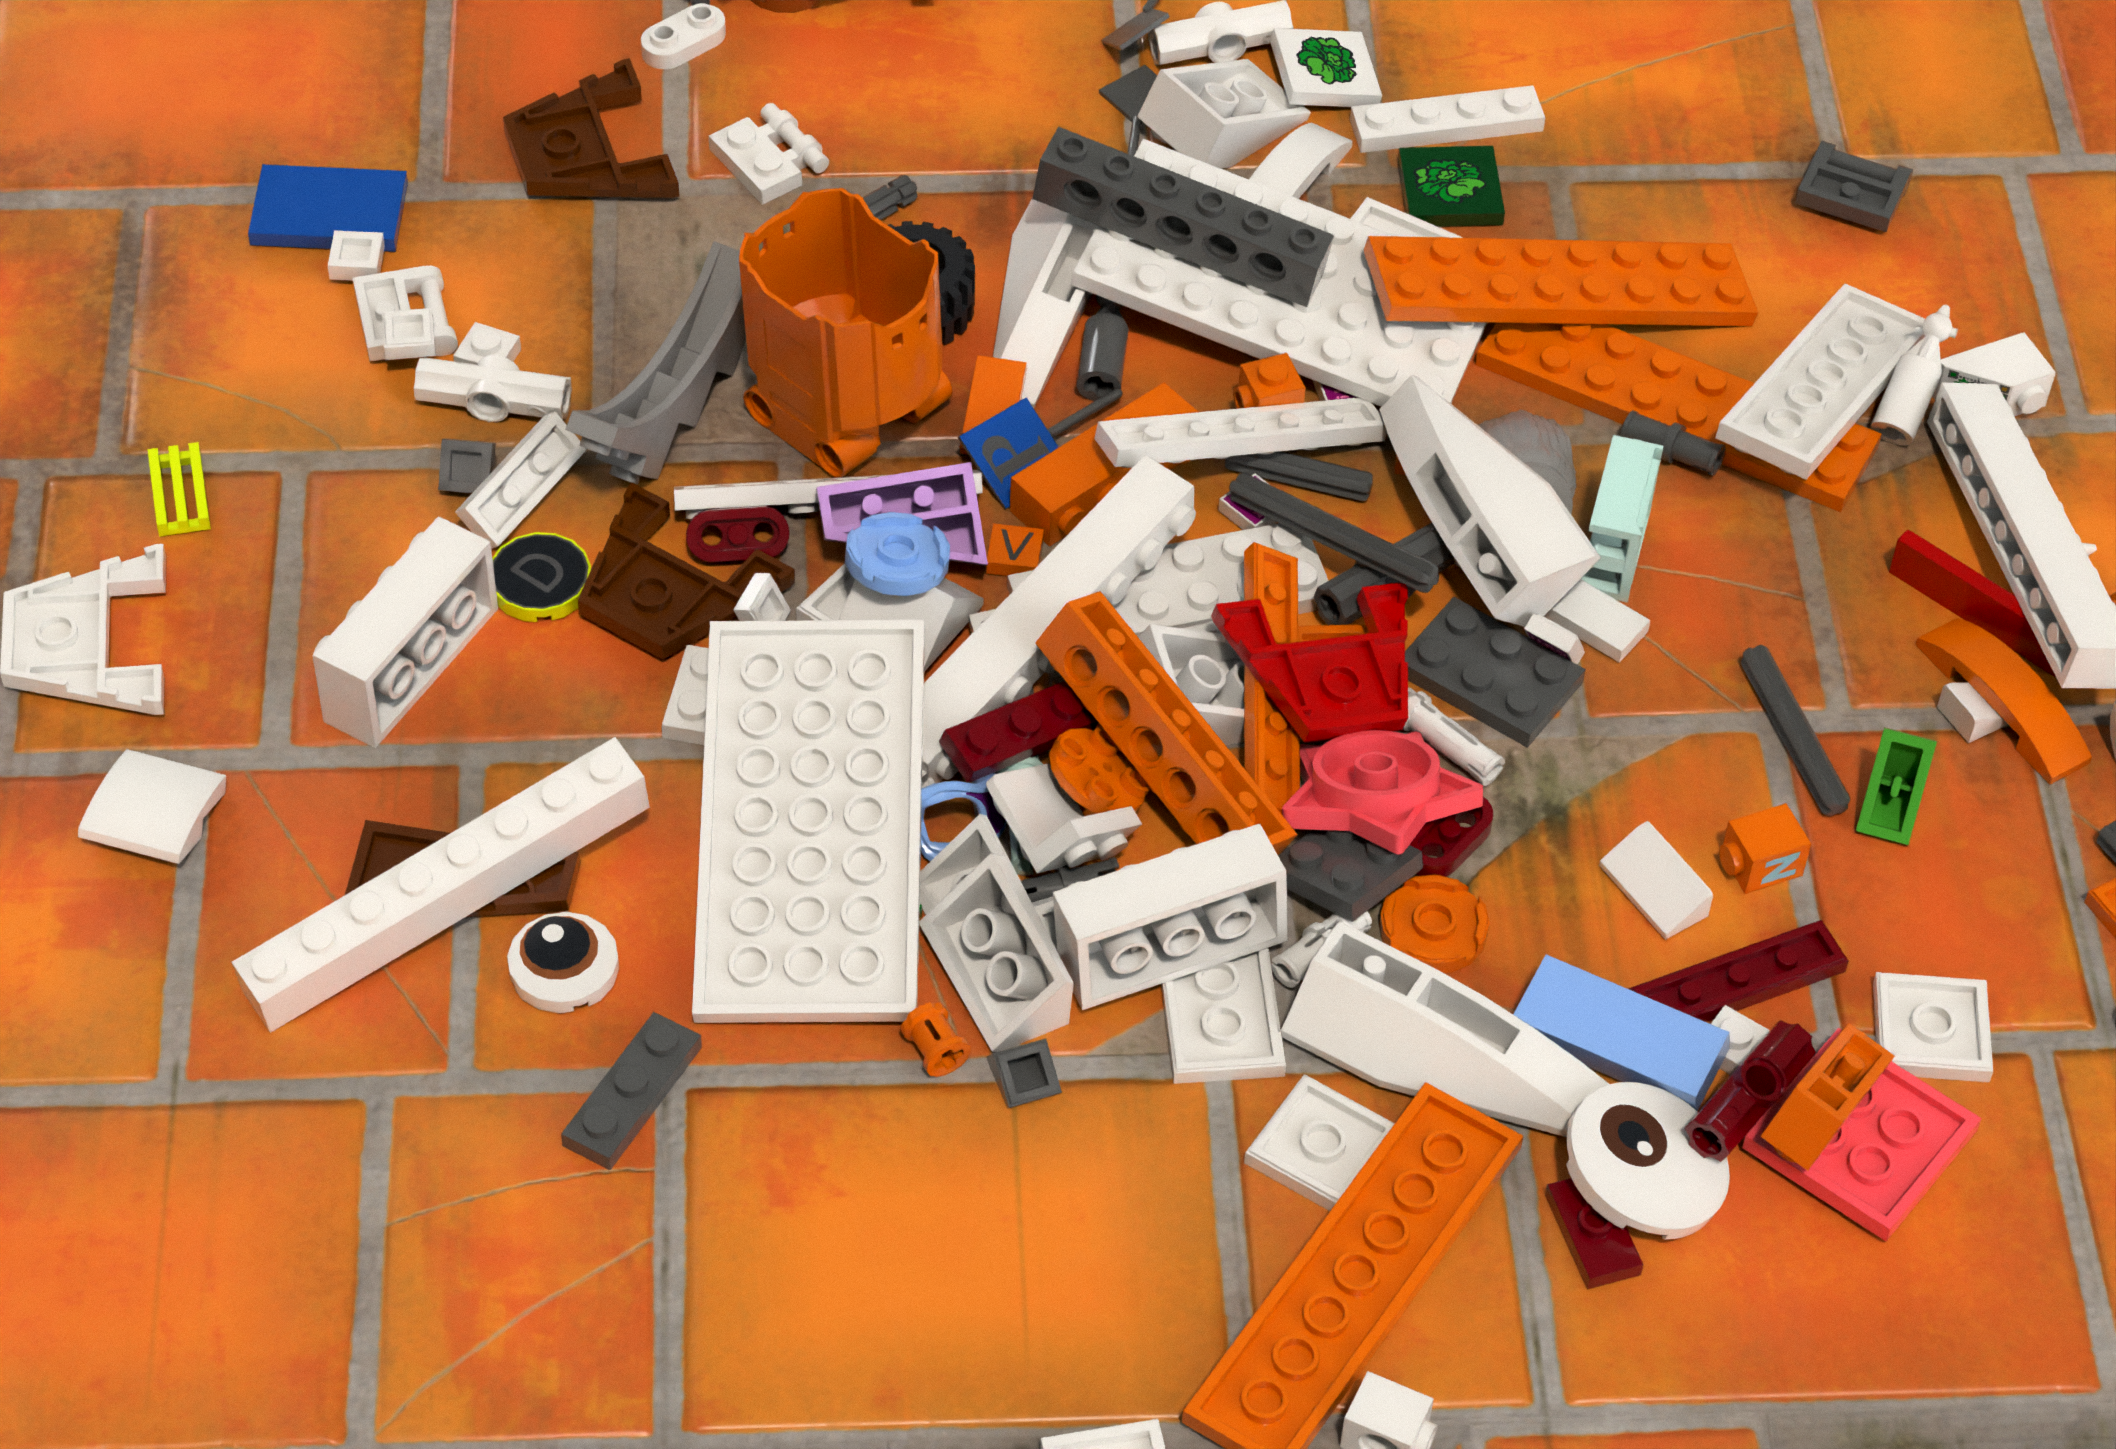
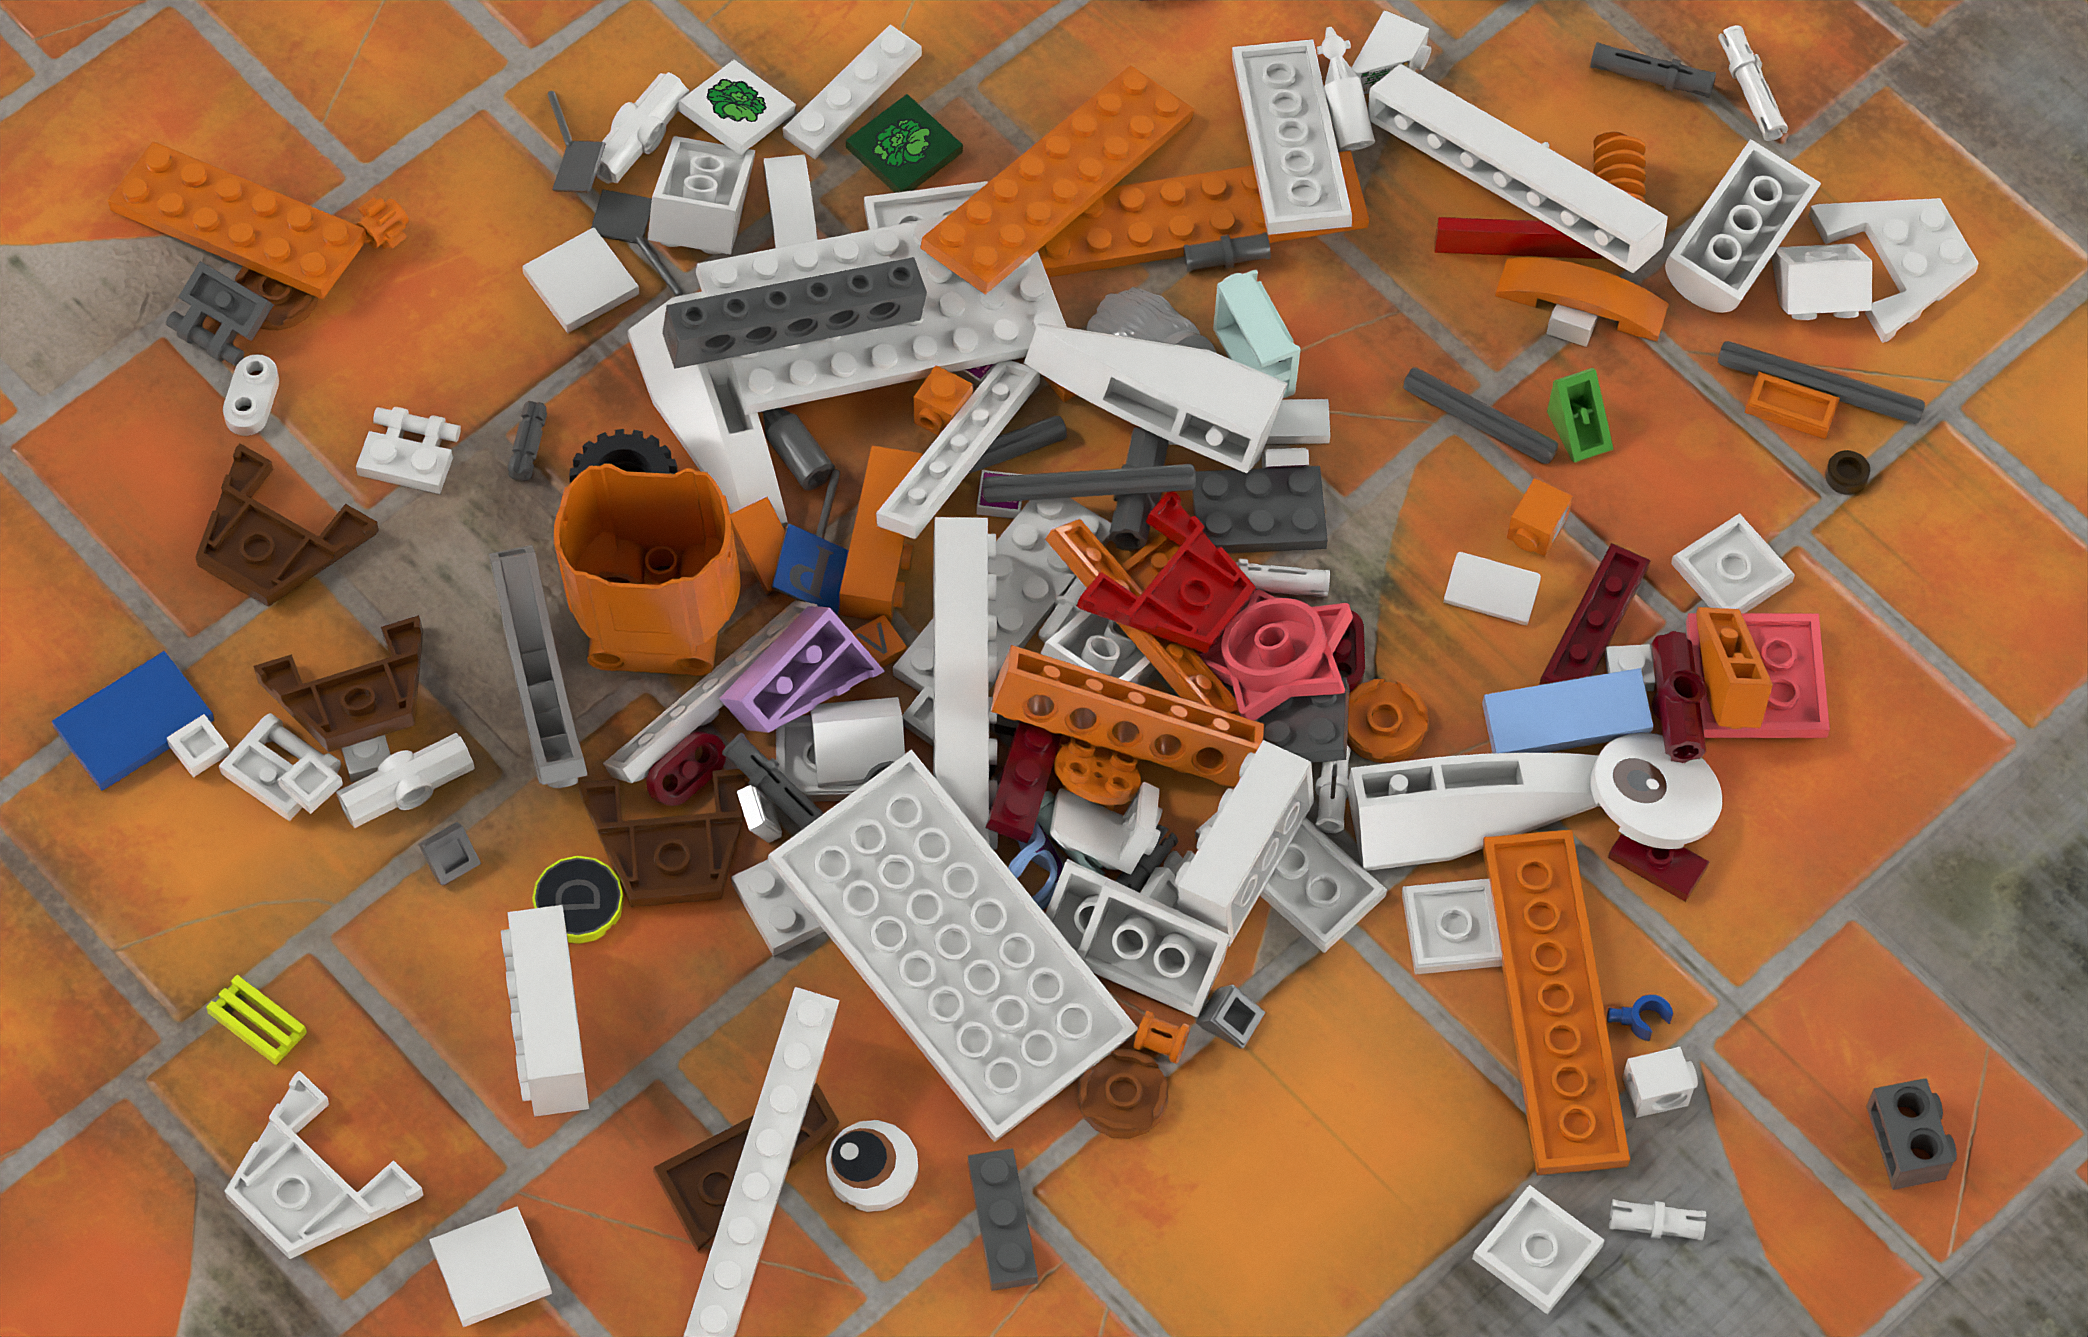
camera: 40 degrees left, 10 degrees up
(521, 480) = (498, 837): white plate -> none
(523, 303) = (357, 701): none -> reddish brown wing
(791, 548) = (767, 777): none -> dark grey pin
(854, 1066) = (1123, 1094): none -> dark orange tile
(897, 554) = (837, 711): light blue tile -> none
(1042, 105) = (580, 280): none -> white tile
(1438, 1345) = (1631, 1017): none -> blue piece

